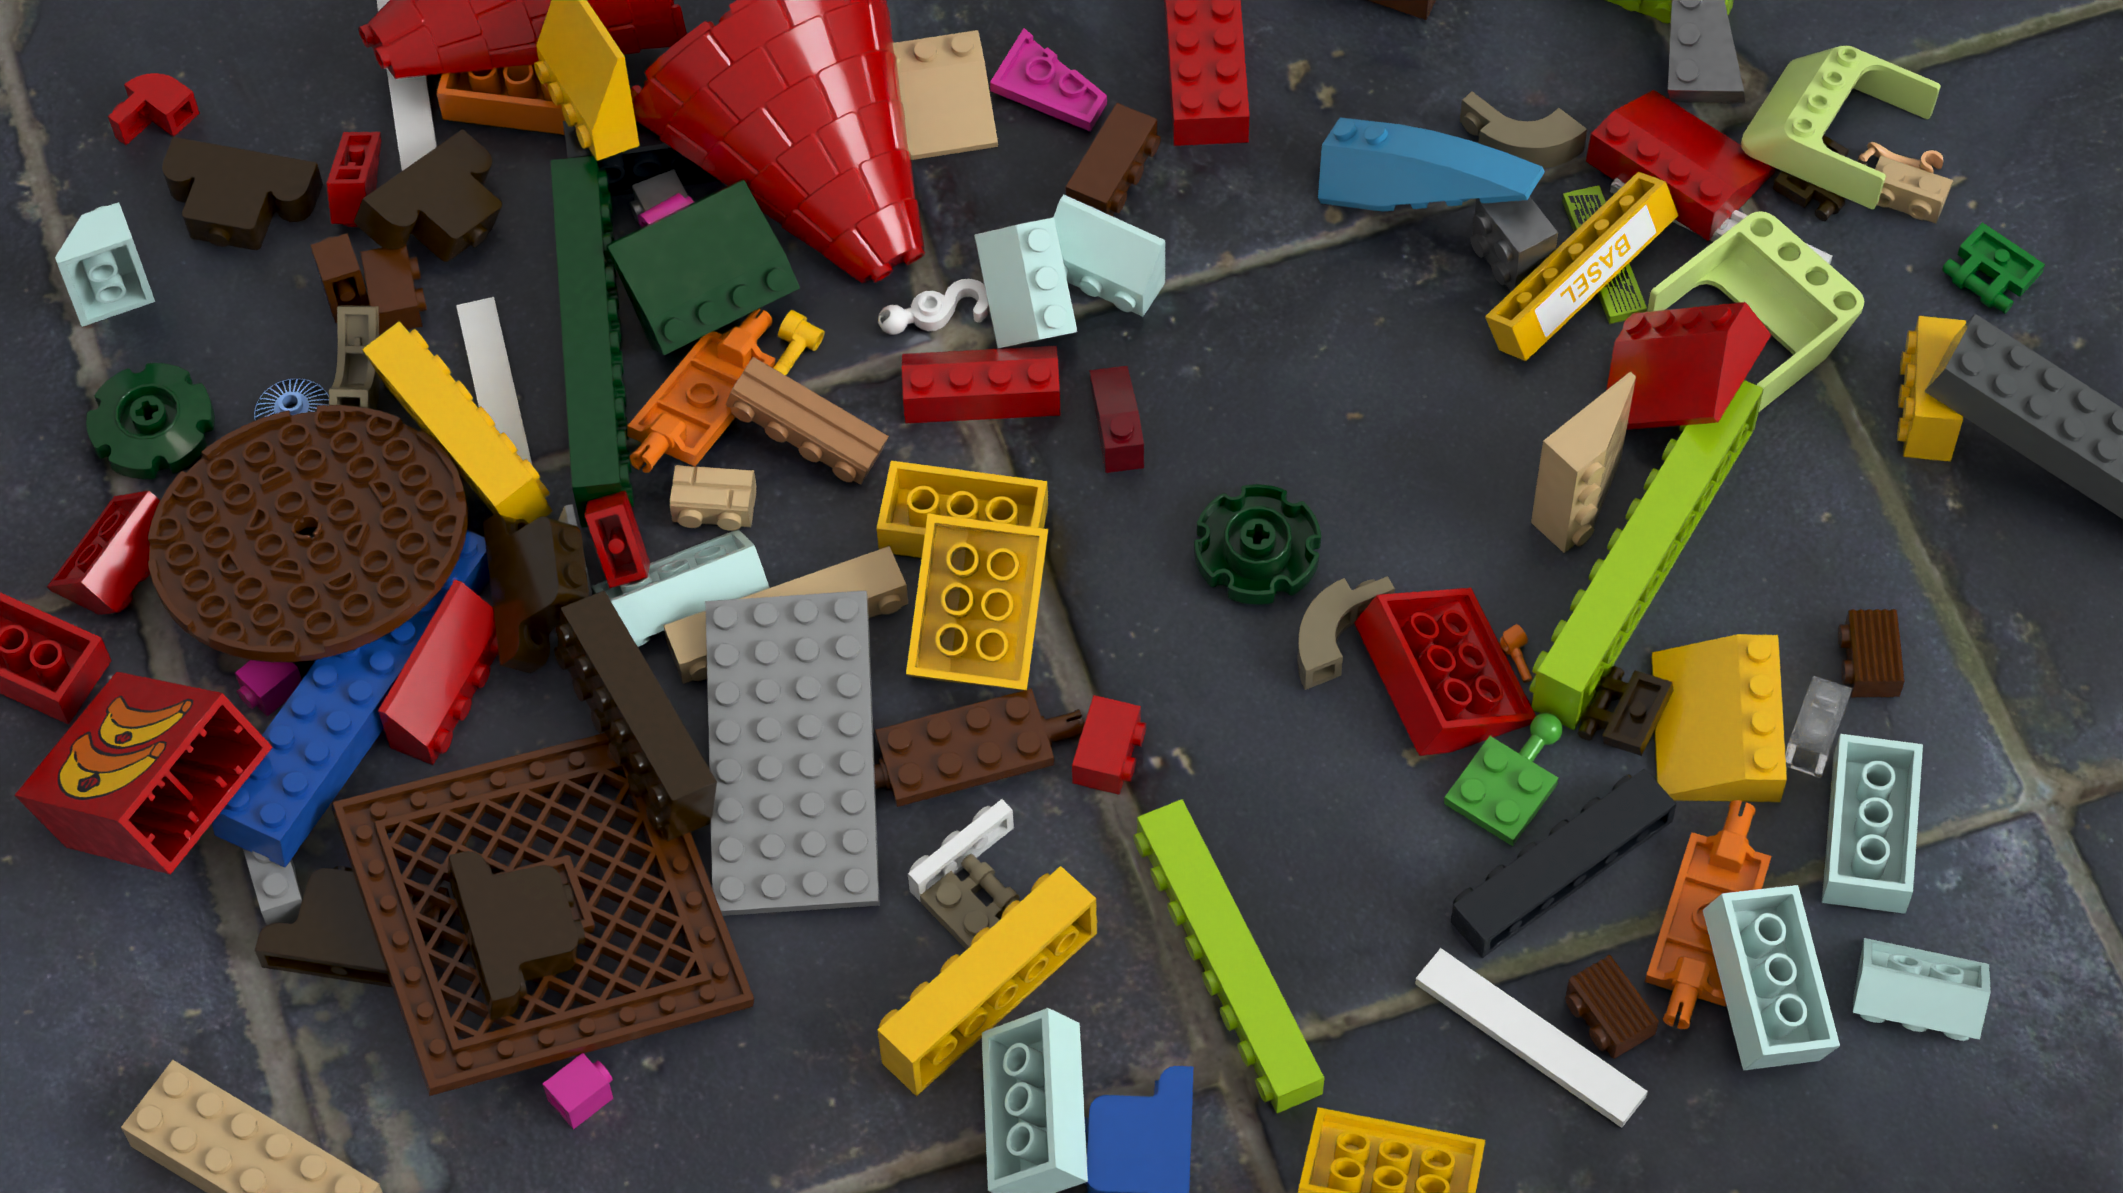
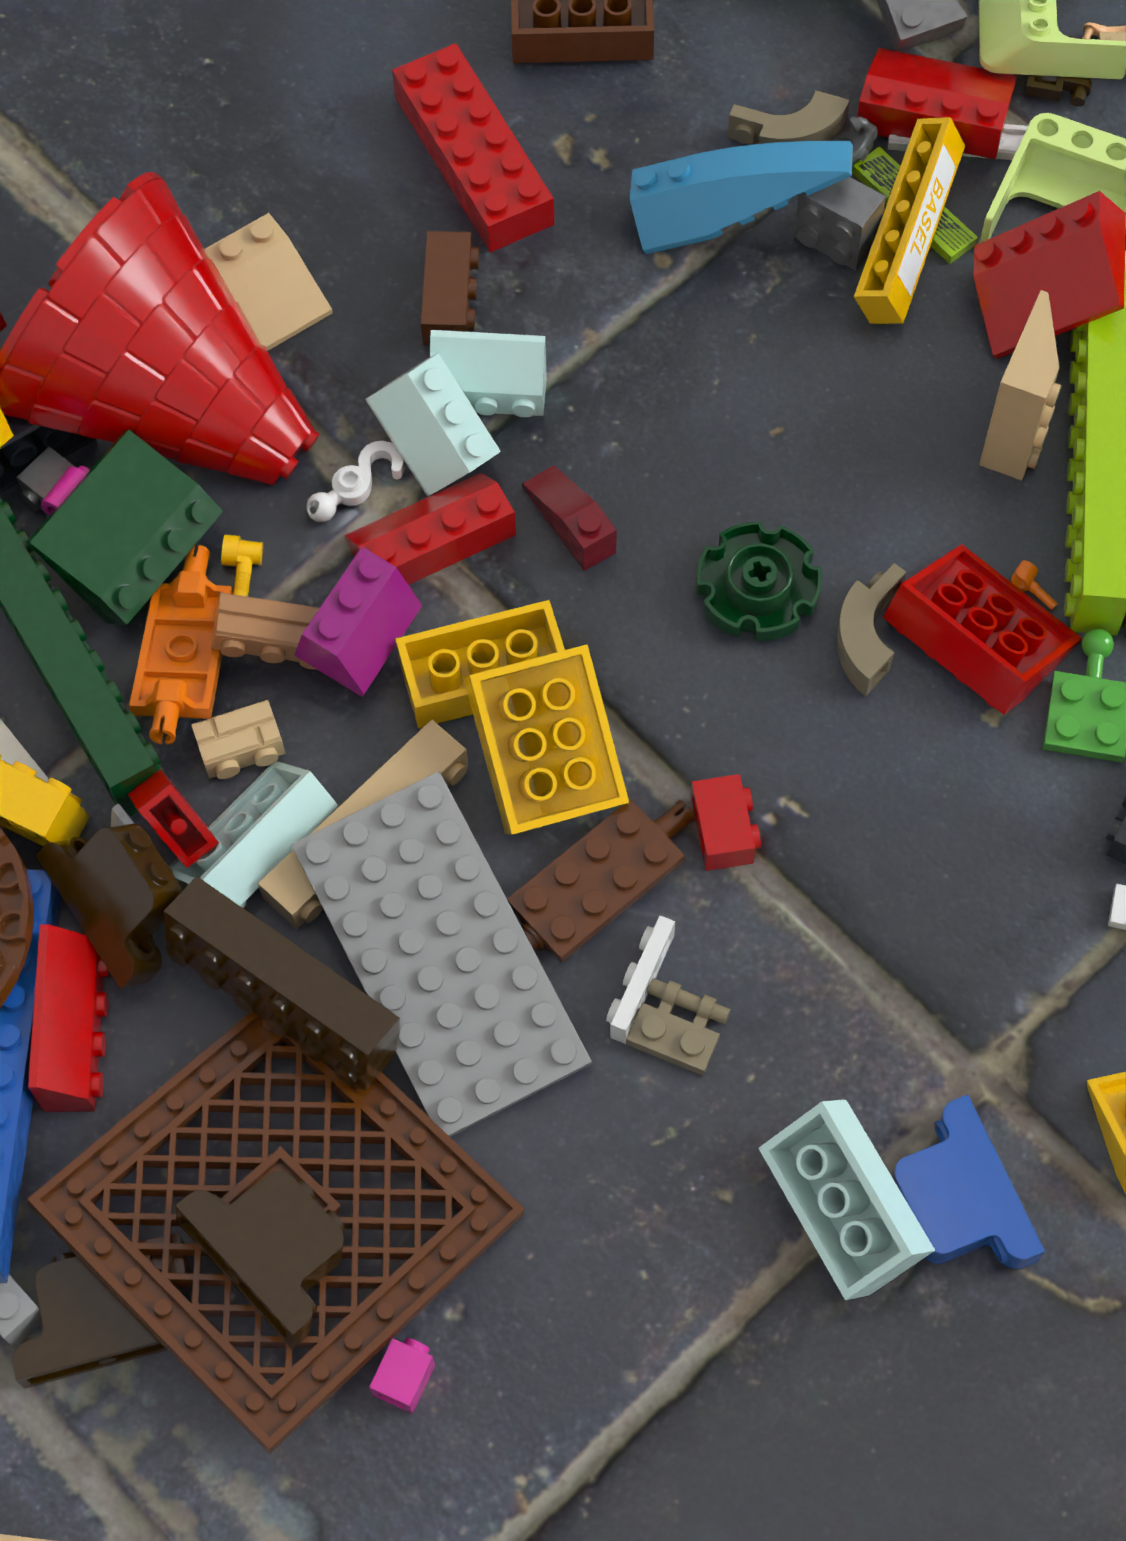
camera: 25 degrees left, 5 degrees up
(865, 431) = (359, 622): none -> magenta slope
(987, 980) = (734, 1103): yellow brick -> none
(1045, 84) = (350, 241): dark pink wing -> none
(1229, 956) = (937, 974): lime brick -> none
(1582, 173) = (862, 140): none -> dark grey piece

